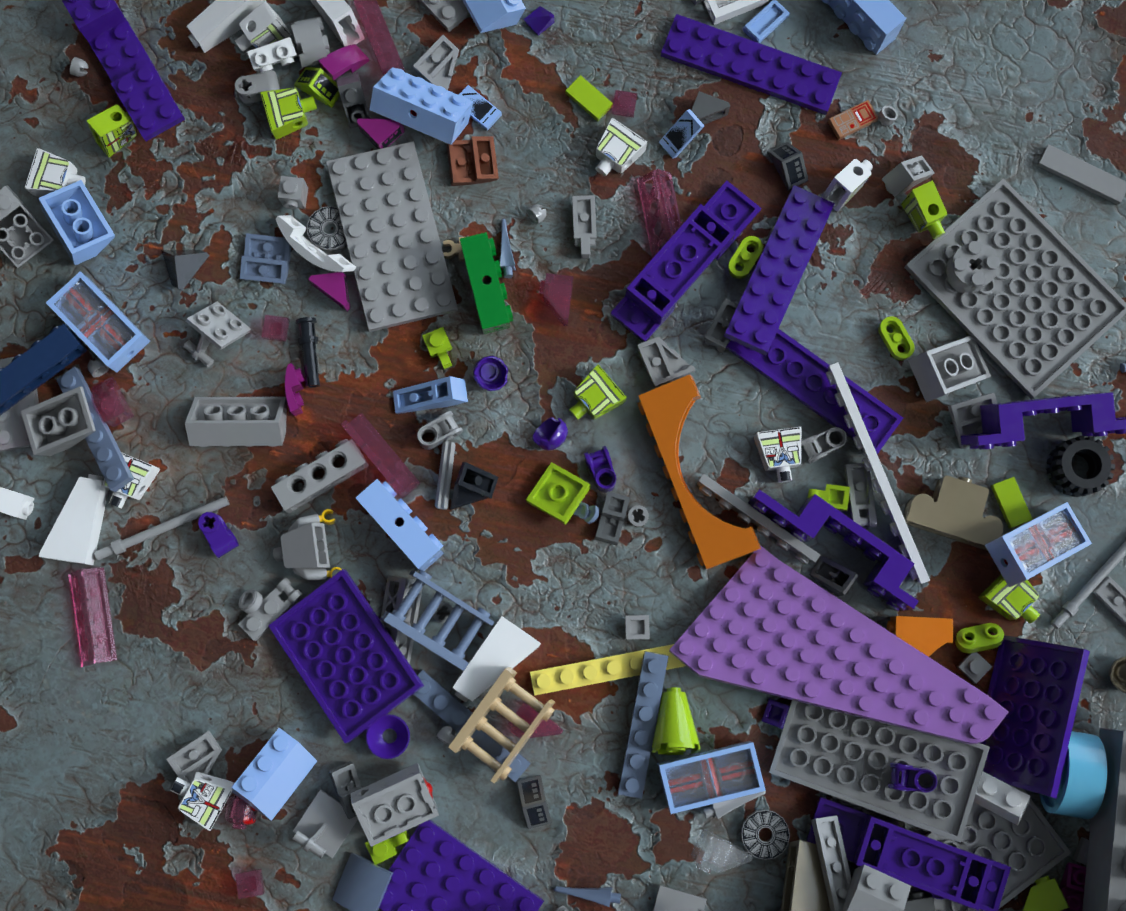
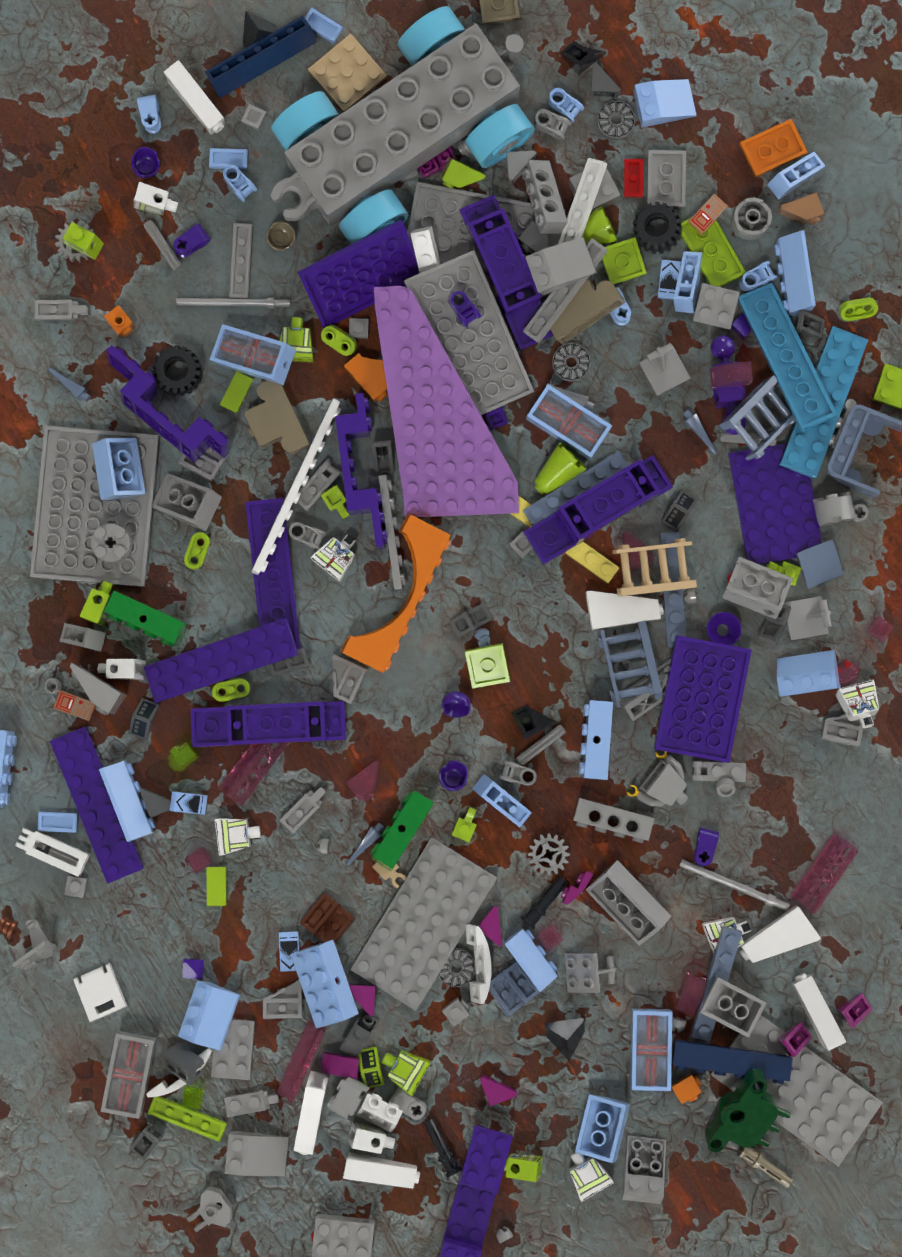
camera: 130 degrees left, 5 degrees up
(38, 322) = (687, 1088): none -> orange brick
(189, 79) = (445, 1156): none -> black pin
(196, 166) = (496, 1091): none -> magenta slope
(272, 292) = (531, 958): none -> light blue slope
(342, 401) = (553, 865): none -> light grey gear
(381, 455) = (565, 795): clear pink fence -> none
(596, 395) = (406, 699): lime torso -> none
(600, 465) = (447, 655): dark purple piece -> none
(605, 727) = (596, 508): none -> dark purple bracket
(645, 514) = (450, 602): light grey bush -> none
(717, 853) = (608, 379): clear slope -> none
(725, 165) = (182, 757): none -> clear neon green brick
(741, 86) = (127, 800): none -> light blue slope
(845, 142) = (99, 692): none -> light grey slope
(876, 238) = (134, 614): none -> green brick
(1035, 334) = (118, 468): none -> light blue slope

